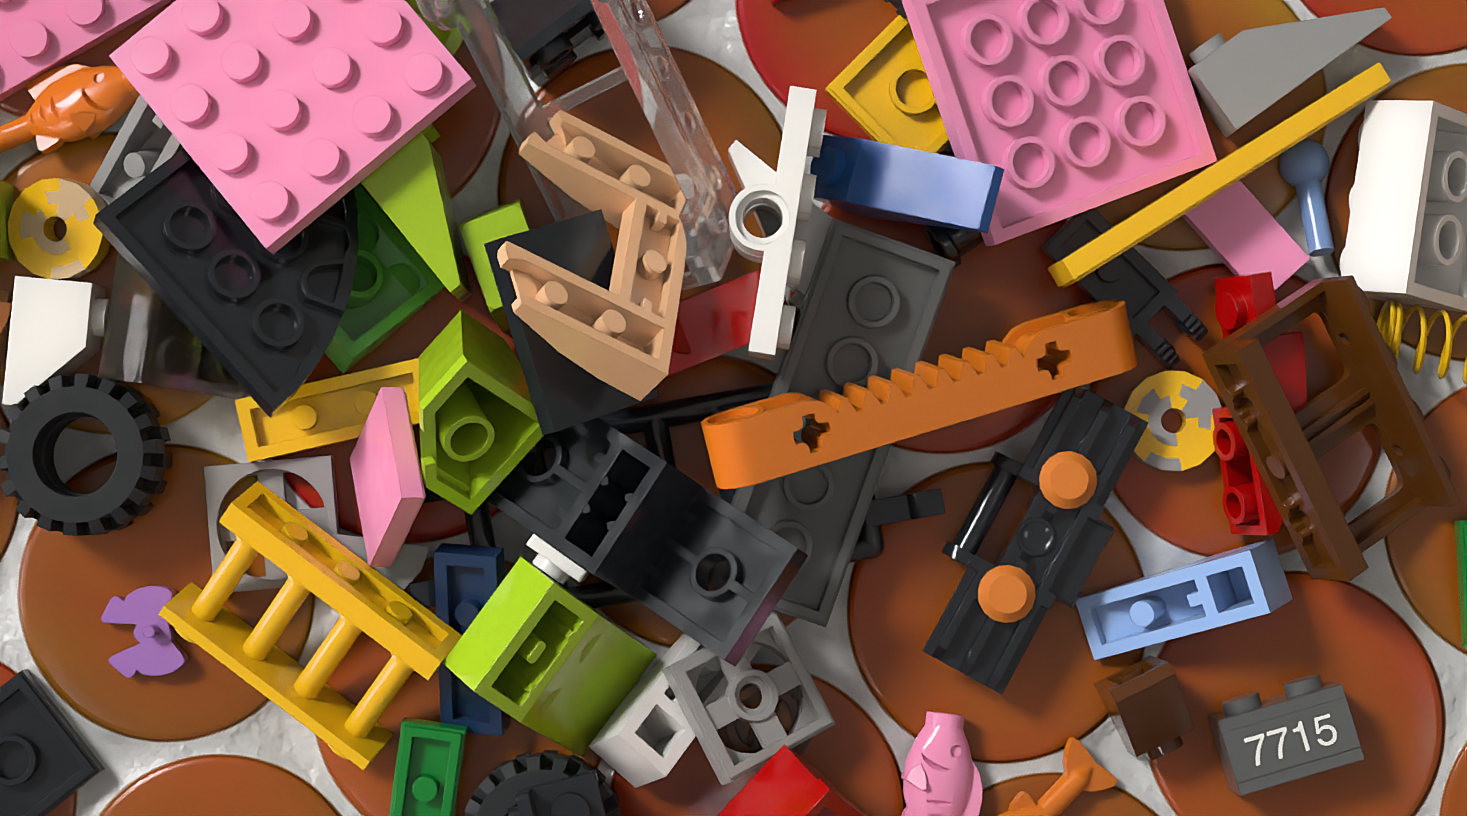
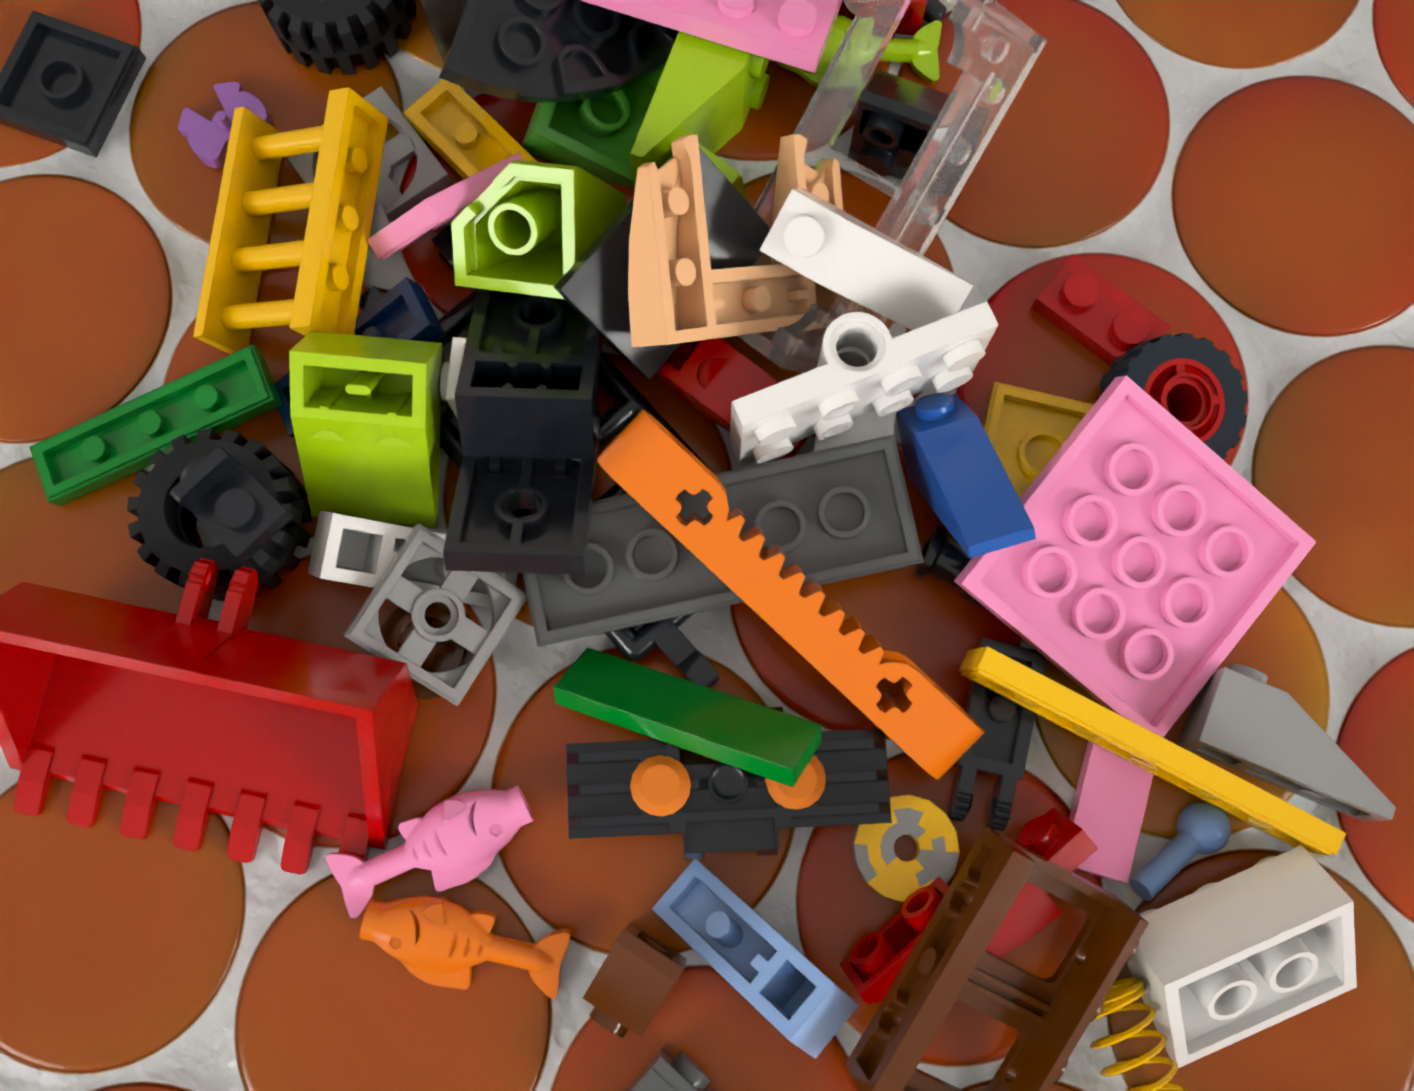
camera: 60 degrees right, 10 degrees down
(680, 158) = (862, 262): none -> white slope
(961, 537) = (689, 716): none -> green tile

